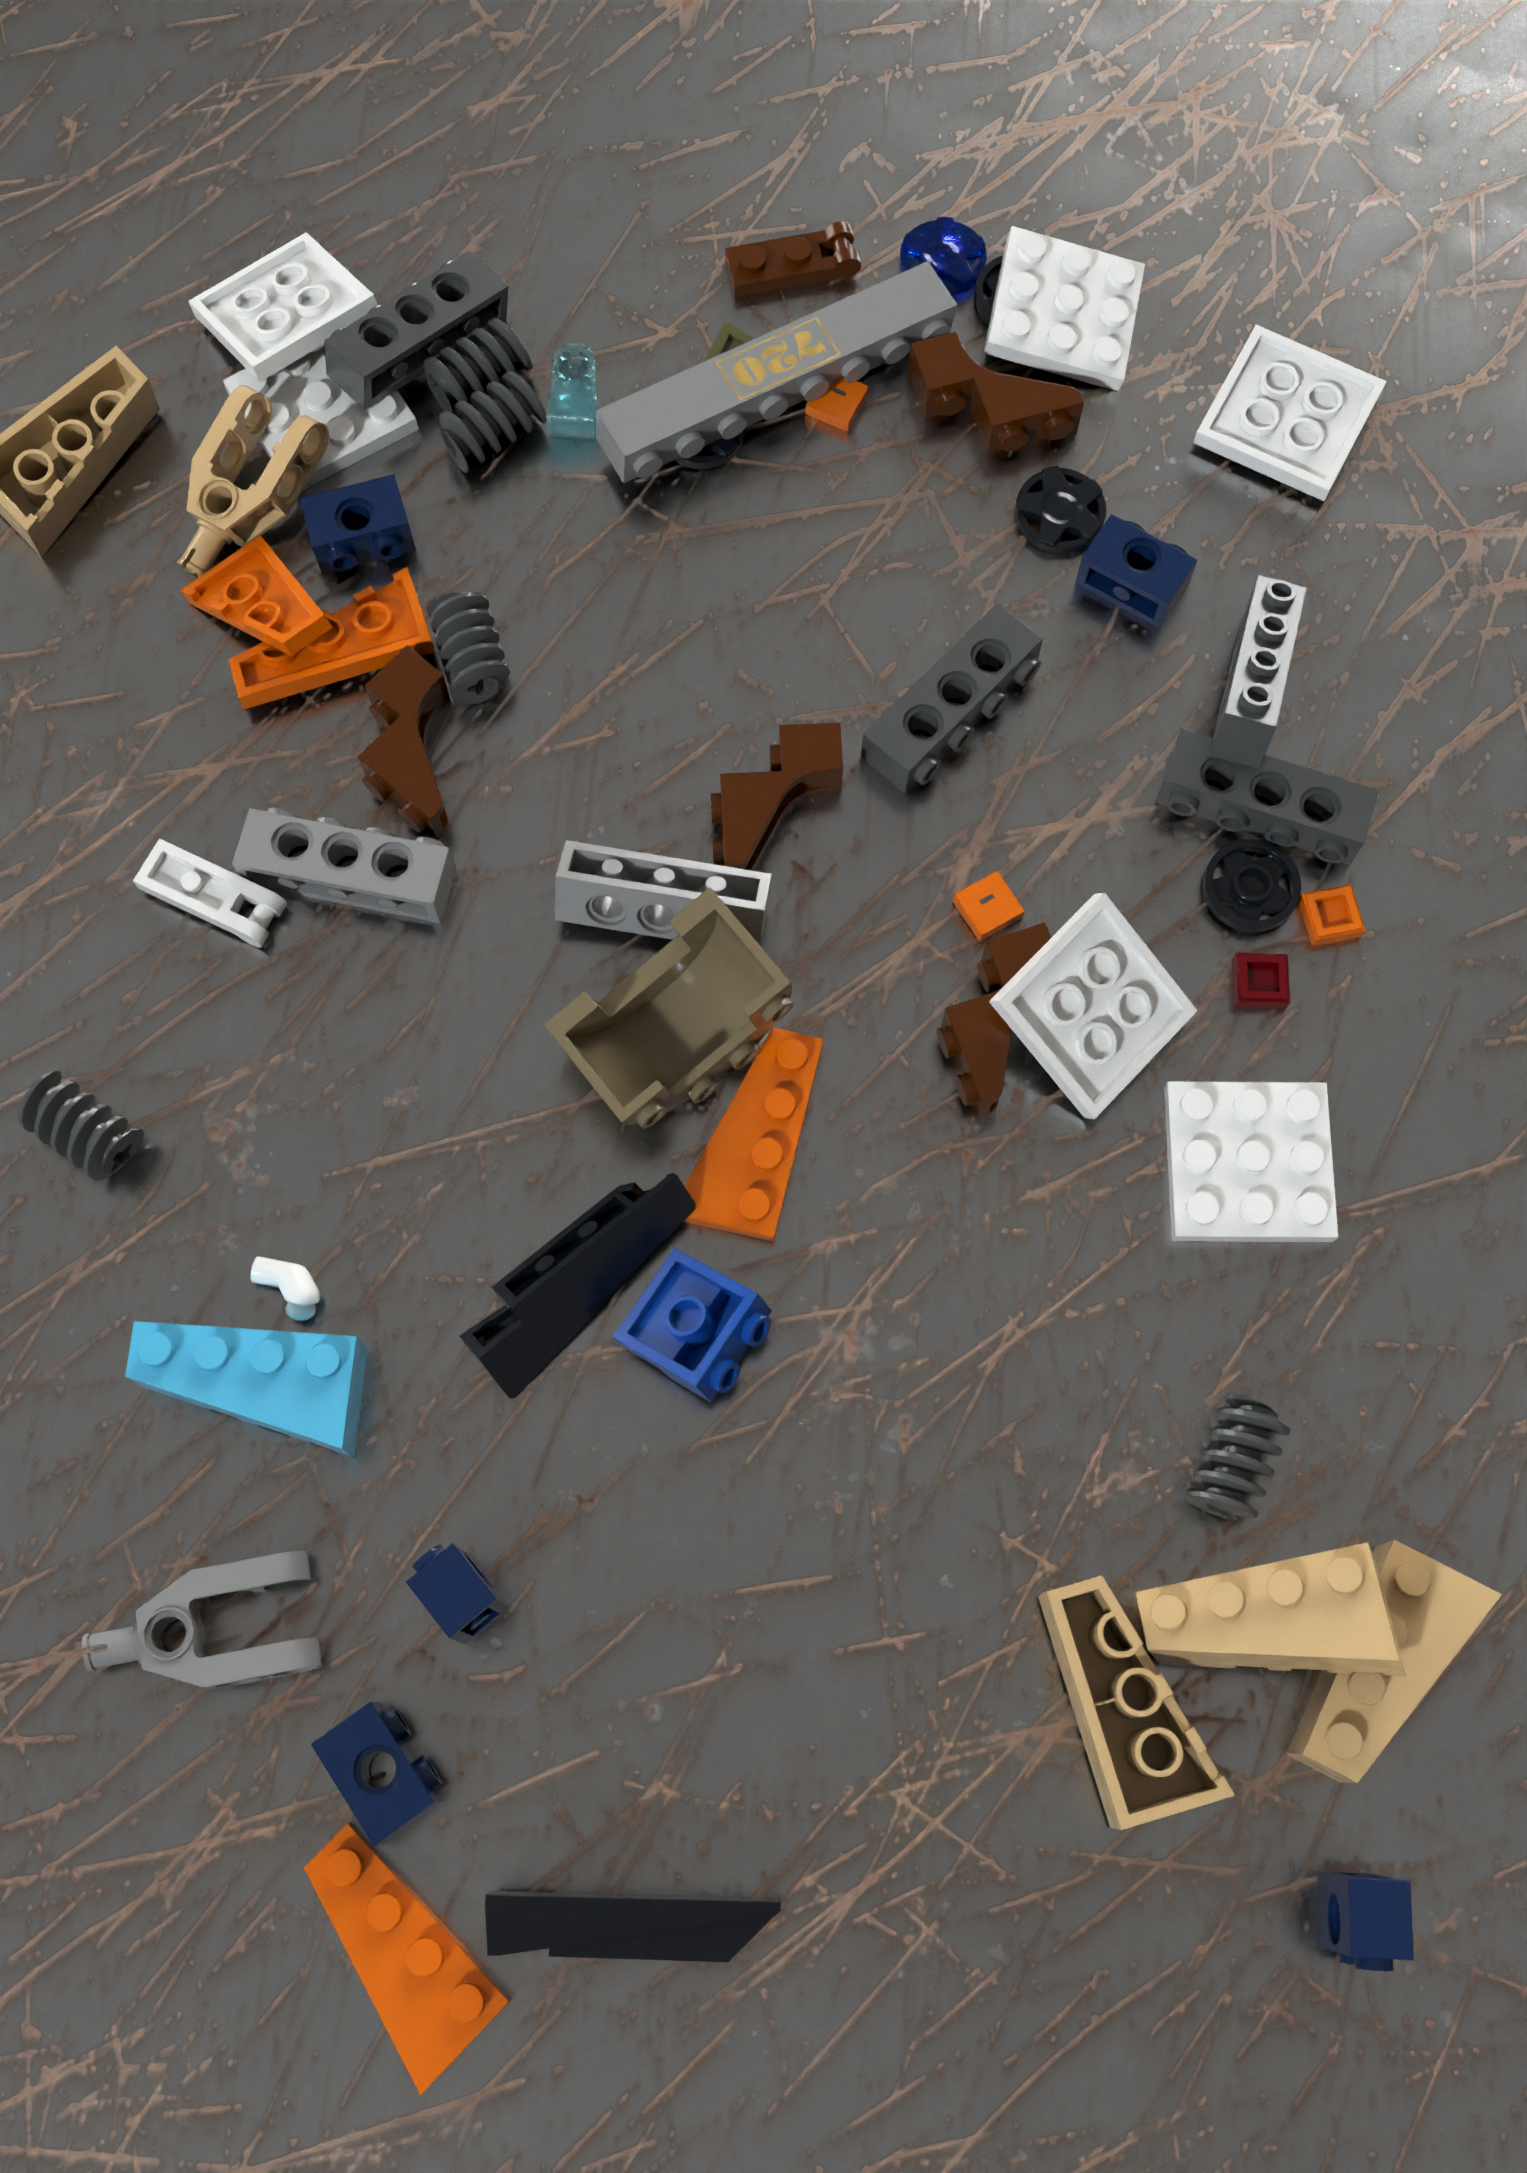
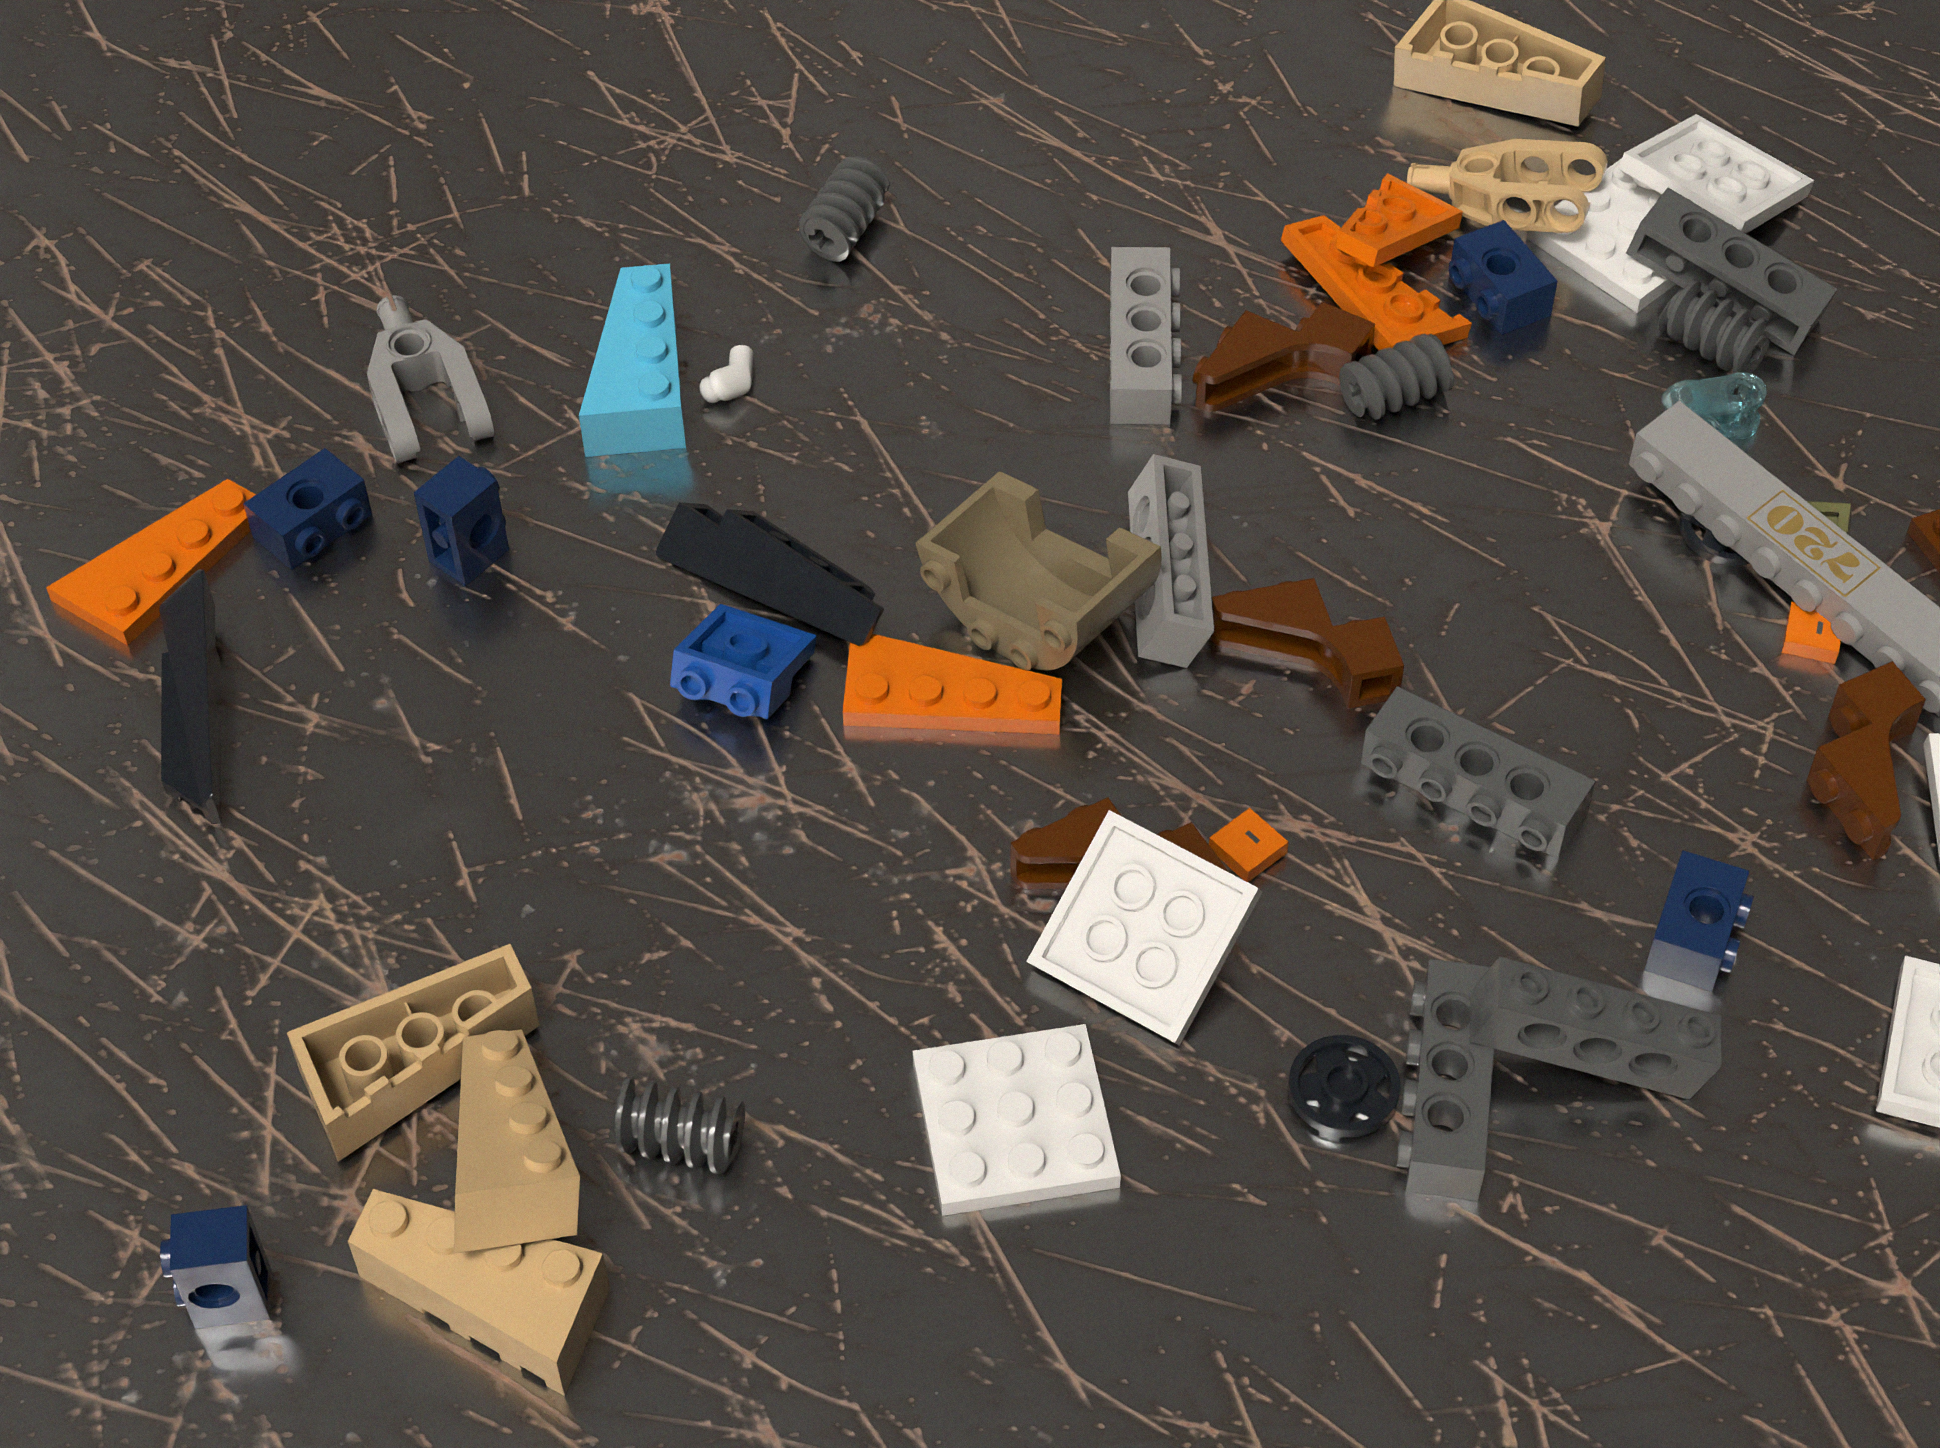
camera: 80 degrees right, 20 degrees down
(209, 892) = (1088, 252): white plate -> none
(488, 418) = (1651, 349): dark grey piece -> none
(1060, 509) = (1761, 848): black wheel -> none
(1261, 980) = (1231, 1108): dark red tile -> none
(1331, 915) = (1331, 1170): orange tile -> none

